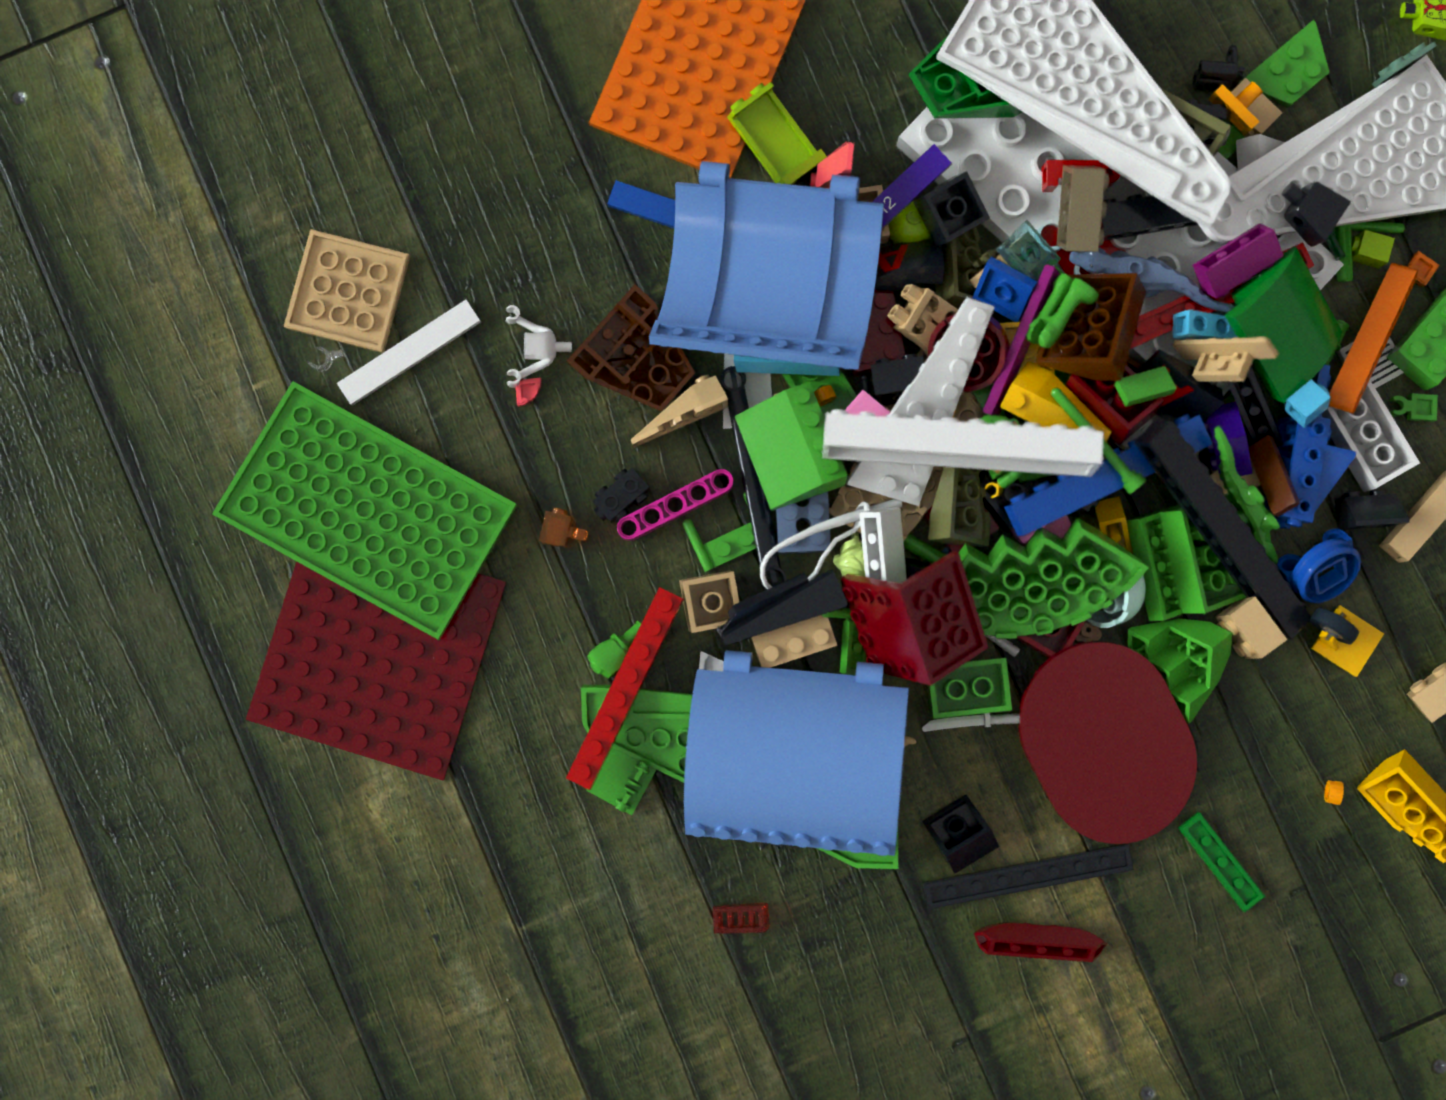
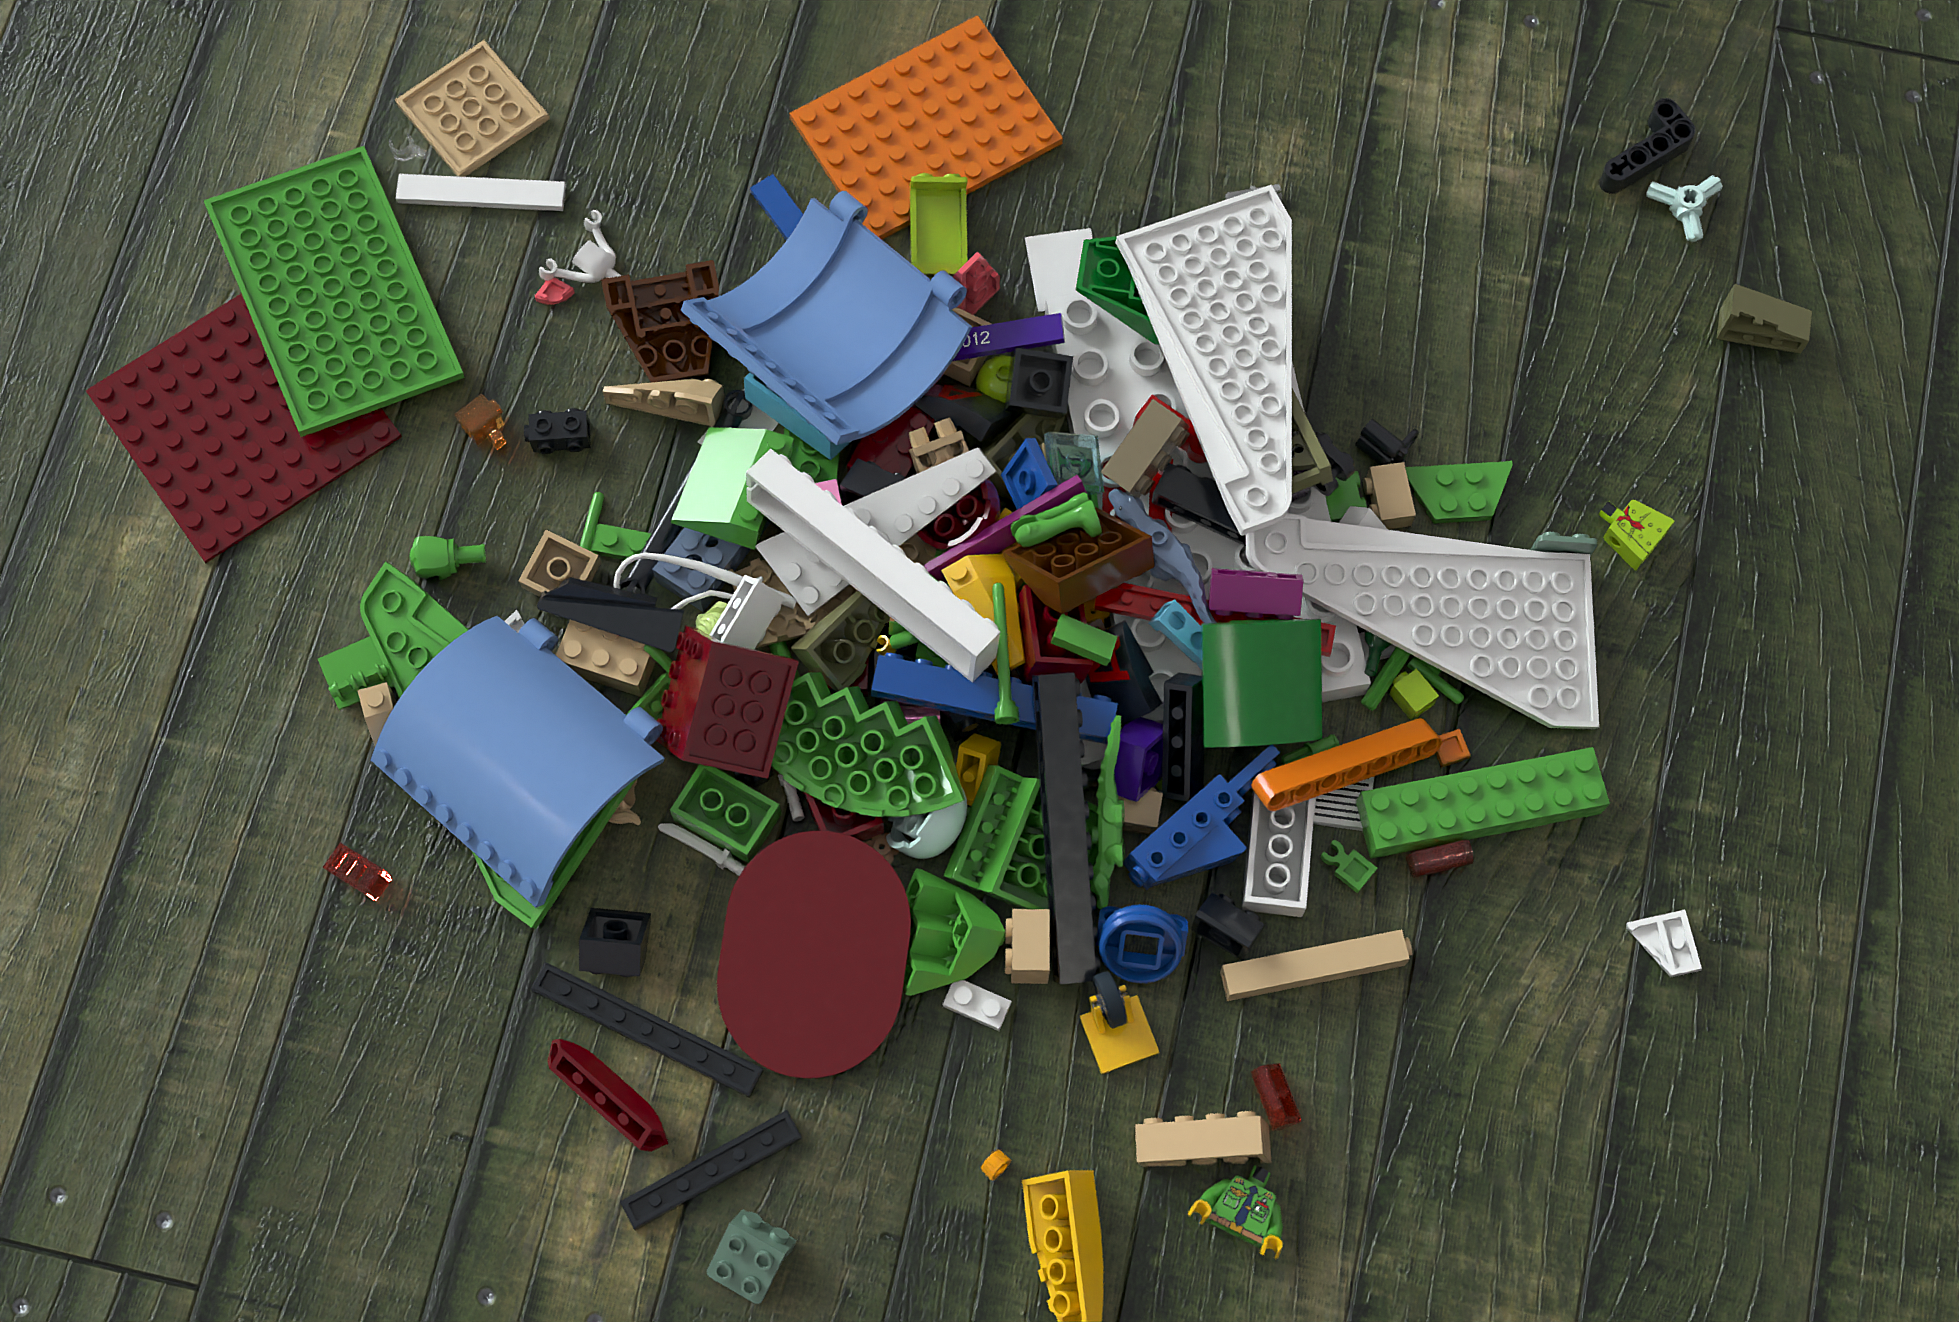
camera: 35 degrees right, 15 degrees down
(624, 688) = (420, 586): red plate -> none
(666, 798) = (376, 705): none -> tan slope
(682, 494) = (588, 463): dark pink beam -> none
(825, 395) = (804, 464): light orange axle -> none
(882, 100) = (1055, 263): none -> white sticker
(1146, 937) = (710, 1170): none -> black tile
(1220, 974) = (750, 1256): none -> sand green bracket
(1221, 862) = (838, 1153): green tile -> none
(1224, 357) = (1175, 660): tan bracket -> none
(1237, 691) = (977, 1004): none -> white plate
(1240, 115) = (1368, 473): light orange tile -> none
(1273, 476) = (1151, 814): reddish brown tile -> none
(1308, 403) = (1228, 764): medium azure brick -> none
(1314, 211) = (1363, 599): black torso -> none

